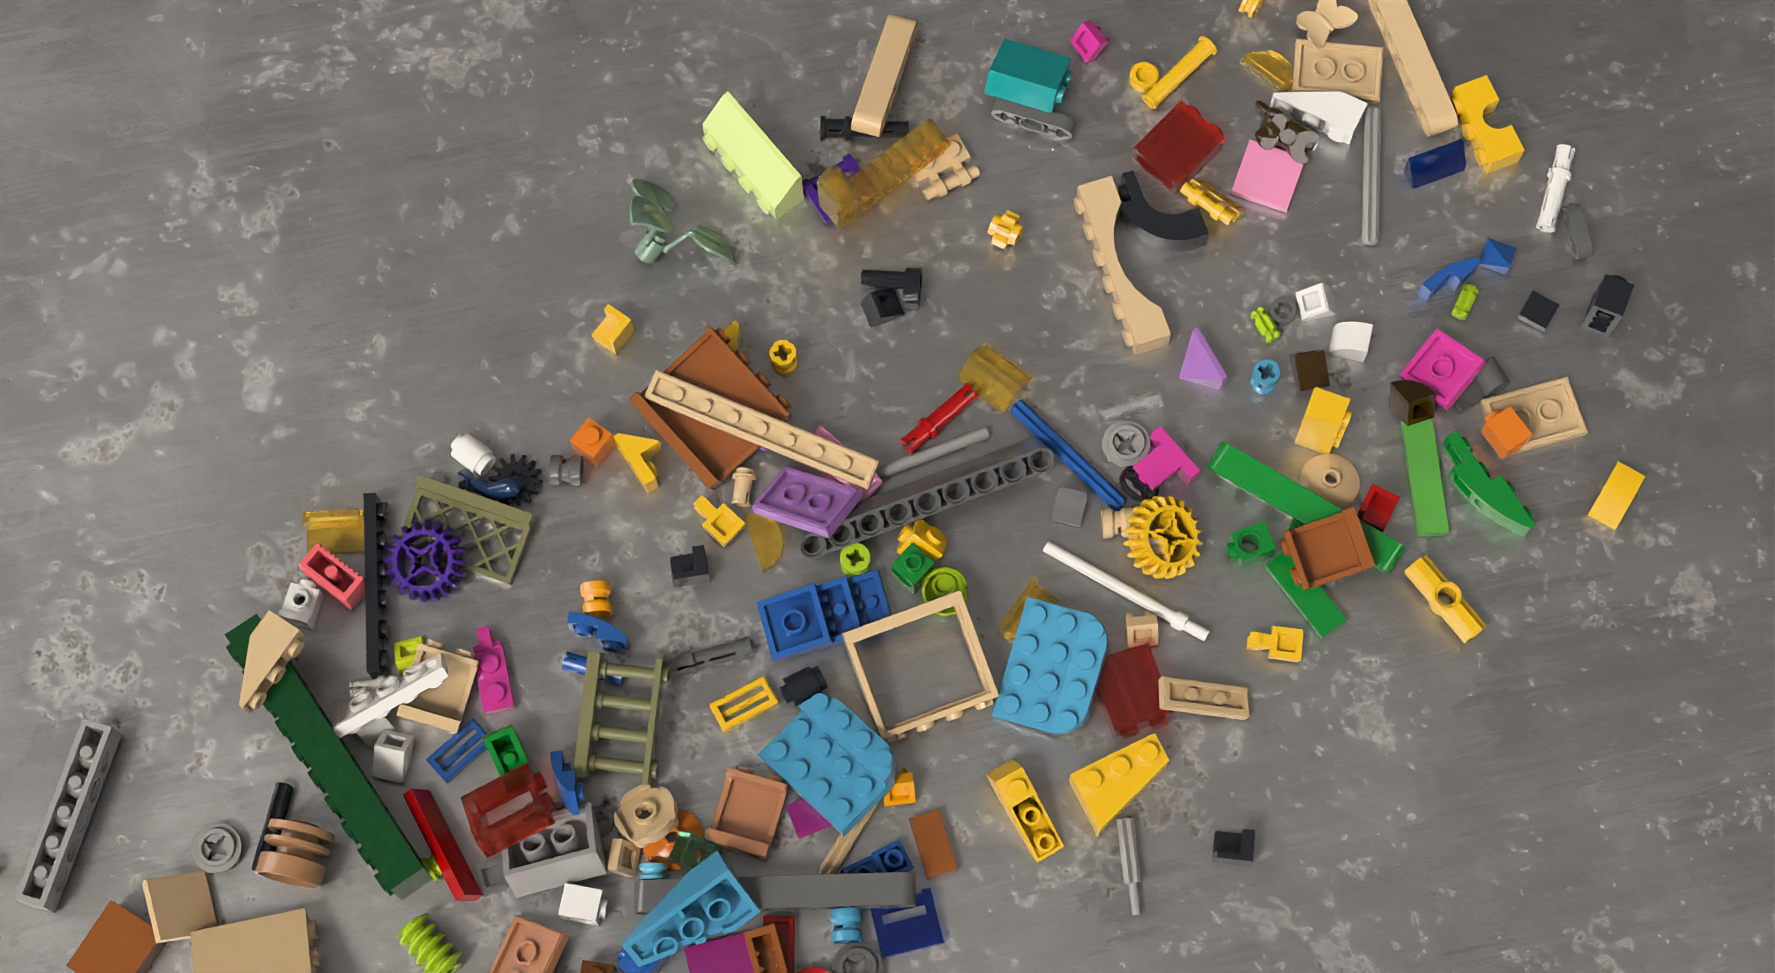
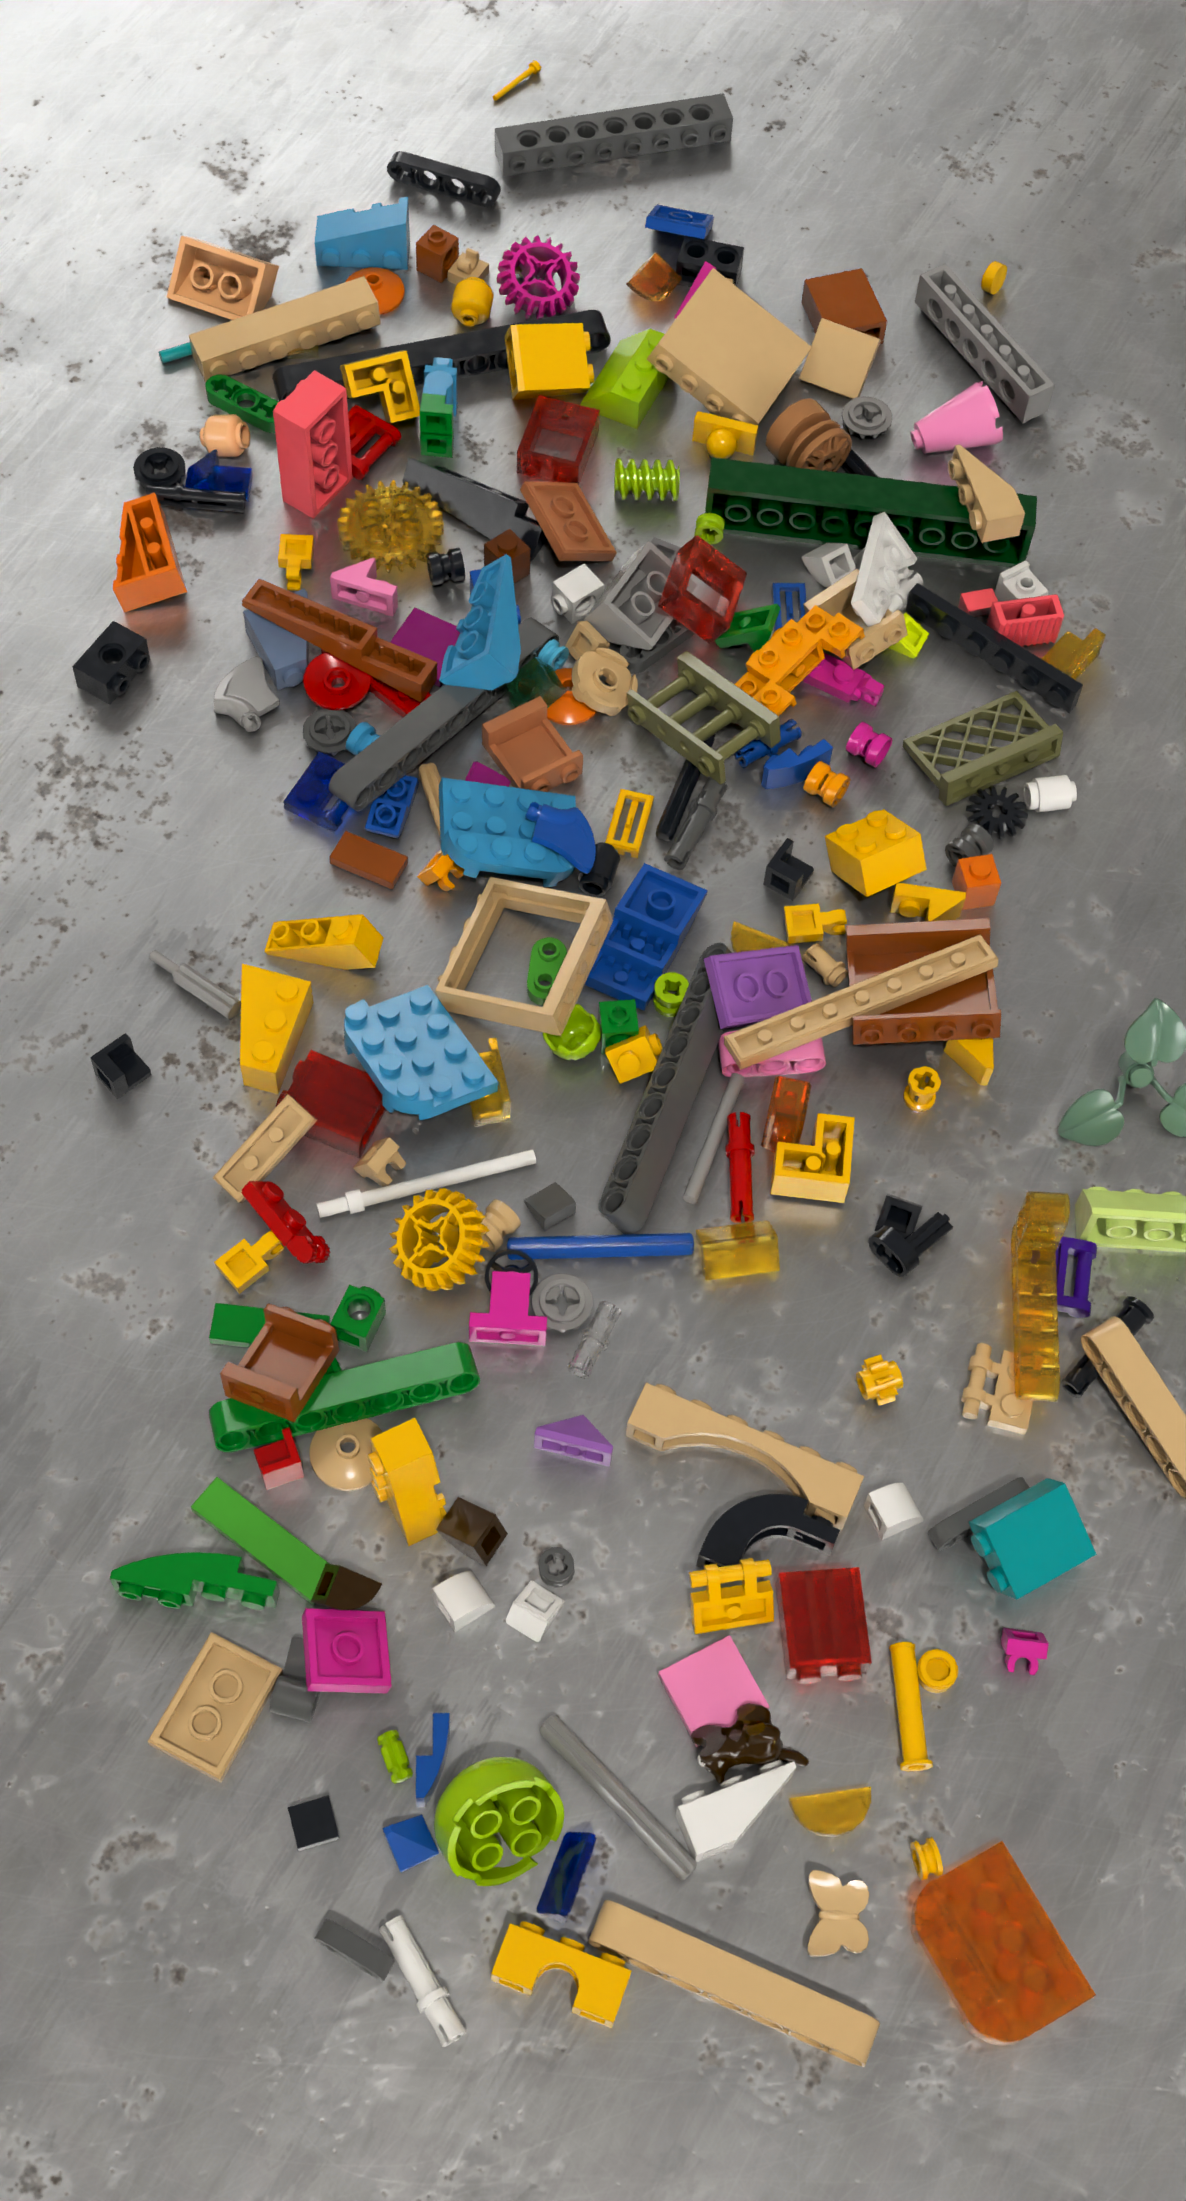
camera: 125 degrees right, 10 degrees down
(173, 767) = (961, 421): none -> bright pink cone
(334, 930) = (724, 435): none -> yellow tile
(346, 620) = (977, 602): none -> coral slope
(435, 550) = (978, 690): dark purple gear -> none
(442, 845) = (730, 539): red tile -> none
(495, 490) = (1000, 781): dark blue arm -> none
(519, 703) = (794, 654): none -> light orange bracket
(536, 599) = (869, 744): none -> dark pink wheel
(566, 783) = (678, 635): blue slope -> none
(614, 330) = (1075, 981): yellow panel -> none
(633, 514) = (875, 852): none -> yellow brick
(686, 691) = (679, 798): none -> black axle
(806, 717) = (565, 833): none -> blue arm
(886, 410) = (786, 1112): none -> clear orange brick
(897, 364) = (818, 1169): none -> yellow brick
(909, 654) = (544, 967): none -> bright green plate
(1075, 164) = (892, 1510): none -> white brick
(1235, 642) = (285, 1222): none -> red hinge
(1259, 370) = (513, 1474): dark azure bush -> none
(1265, 324) = (558, 1536): lime piece -> none
(1338, 68) = (765, 1881): tan tile -> none
(1447, 218) = (493, 1798): none -> lime cylinder
(1458, 614) = (109, 1435): yellow piece -> none
(1505, 432) = (223, 1644): orange brick -> none
(1607, 305) = (243, 1883): black brick -> none
(1616, 495) = (60, 1703): yellow slope -> none

